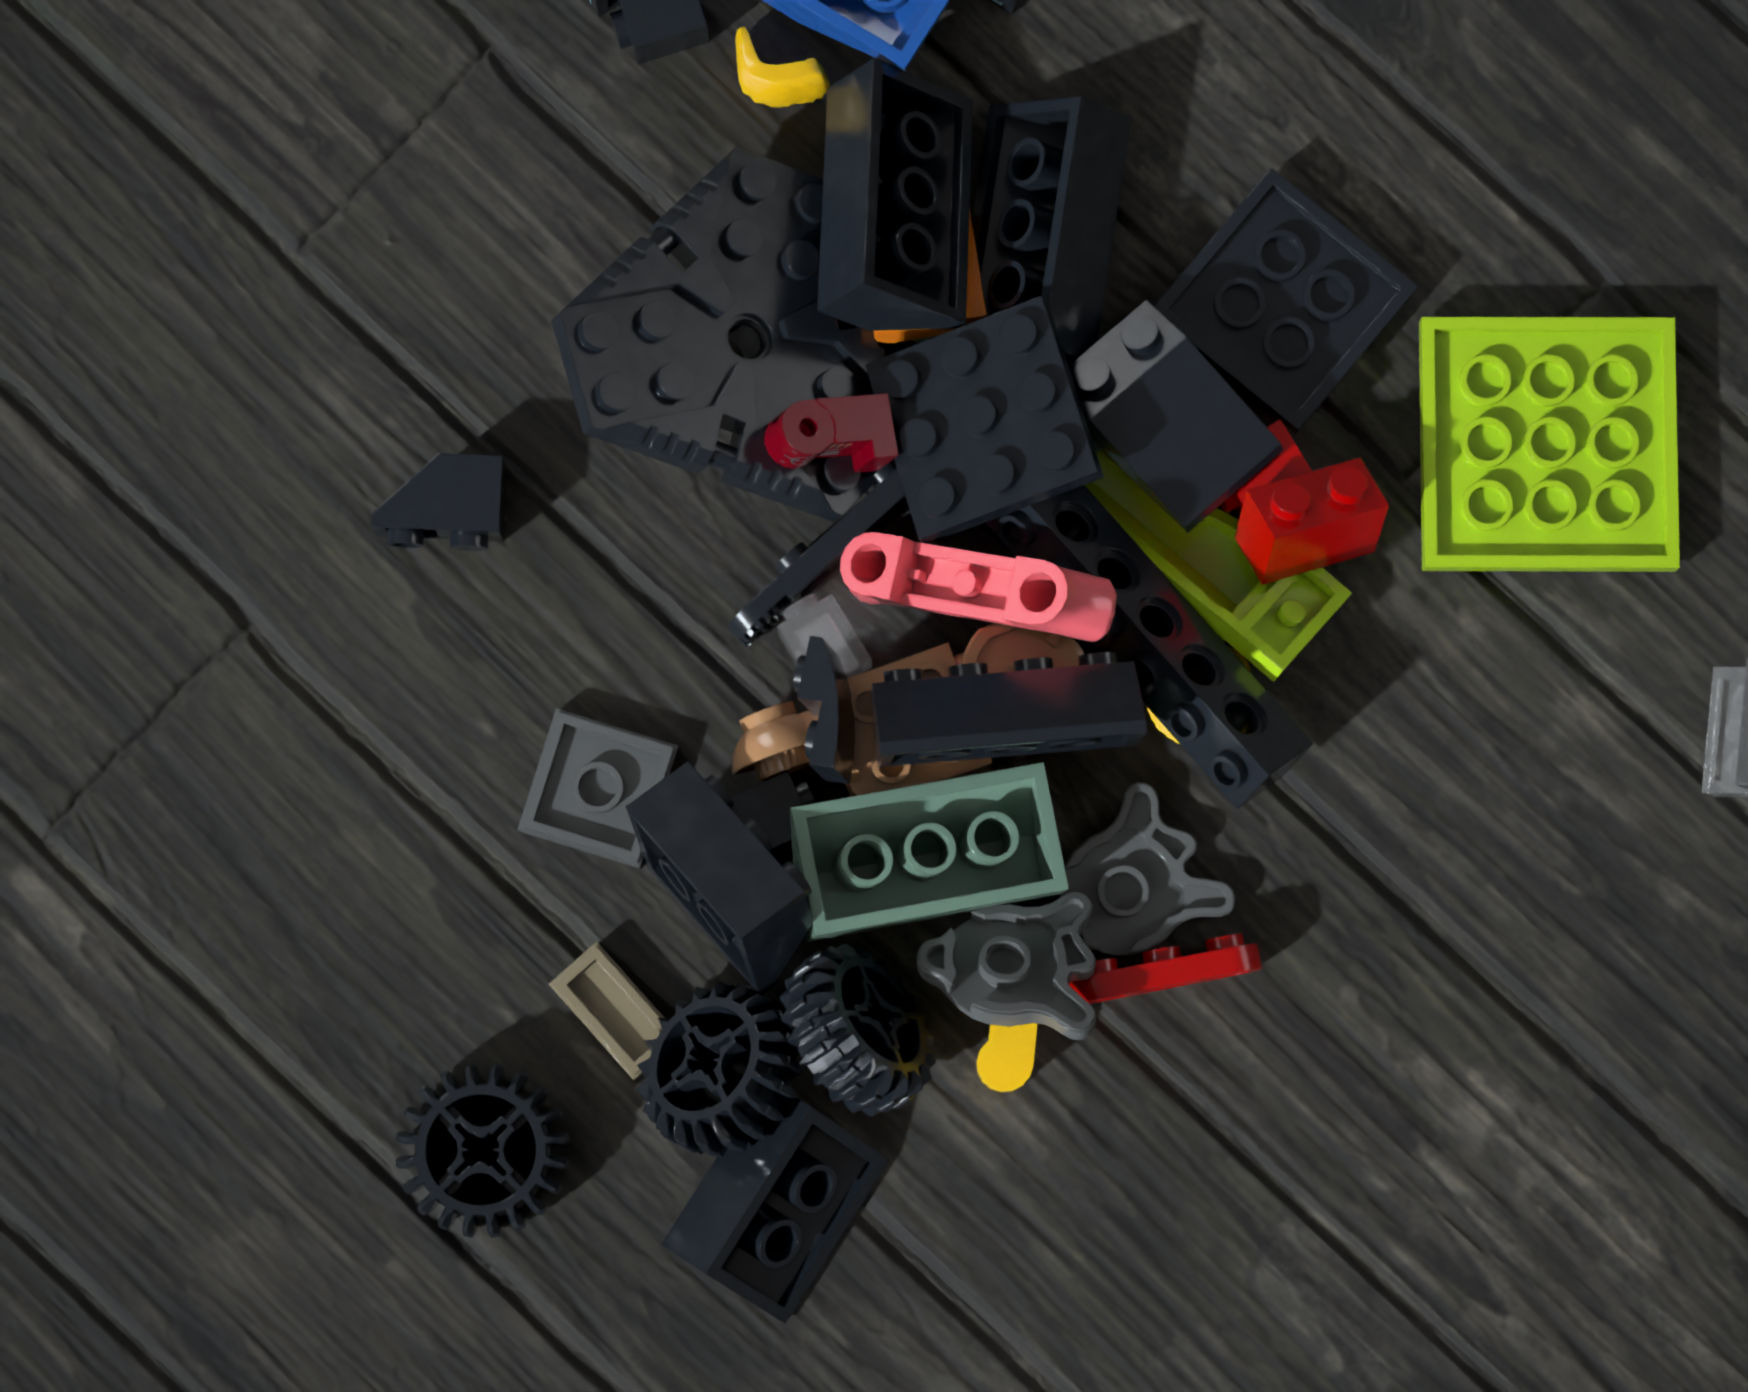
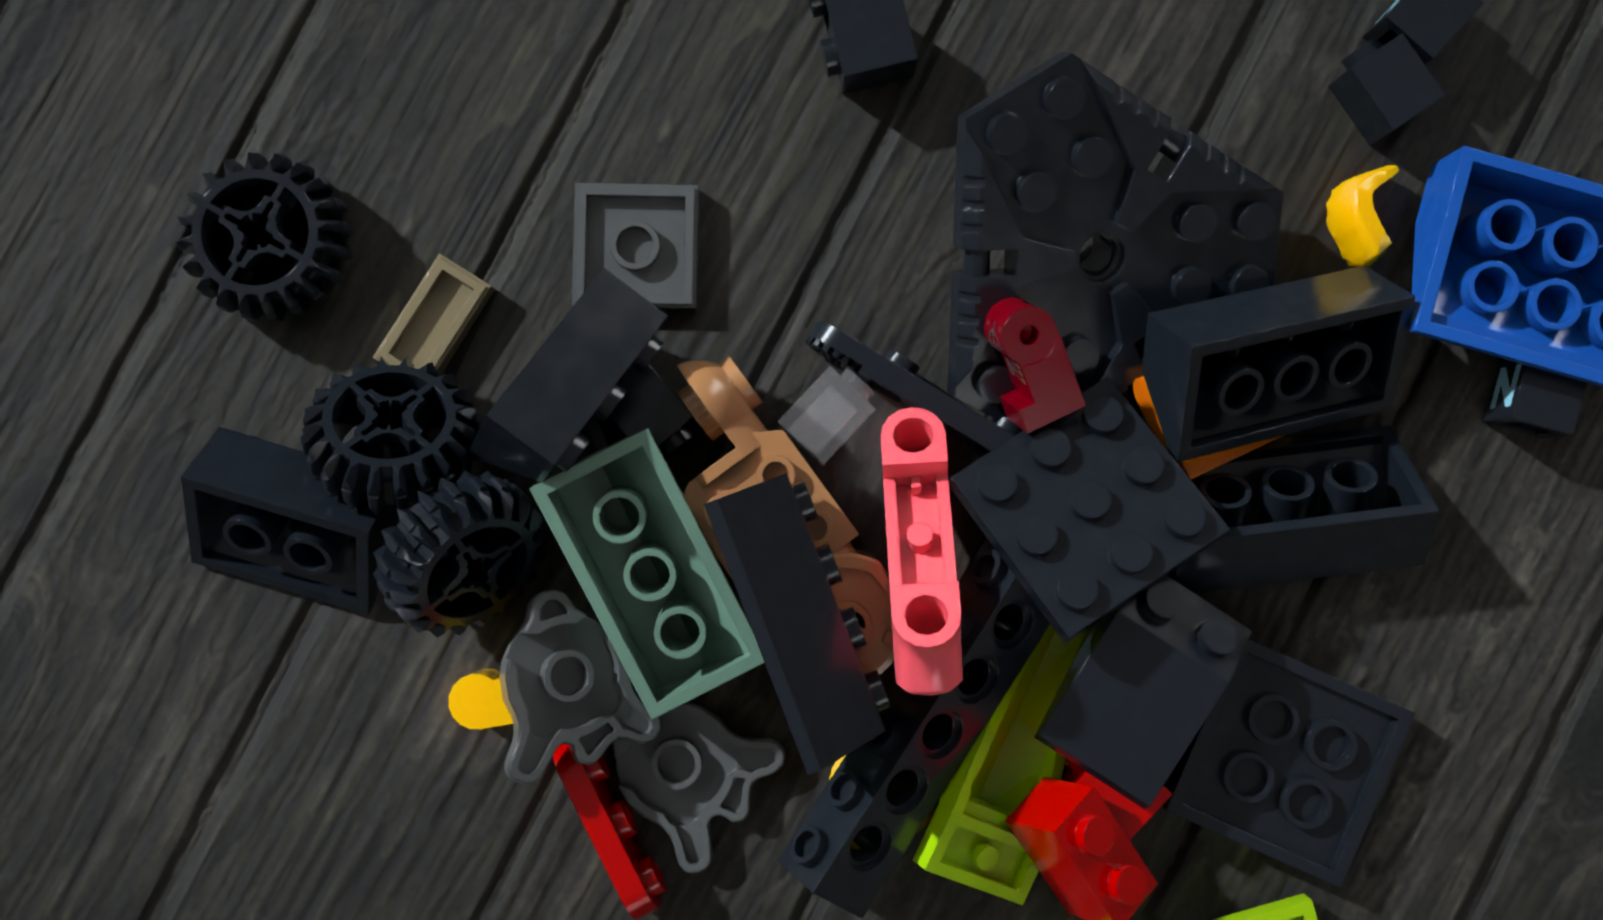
camera: 75 degrees right, 5 degrees up
(826, 694) = (776, 427): black slope -> none

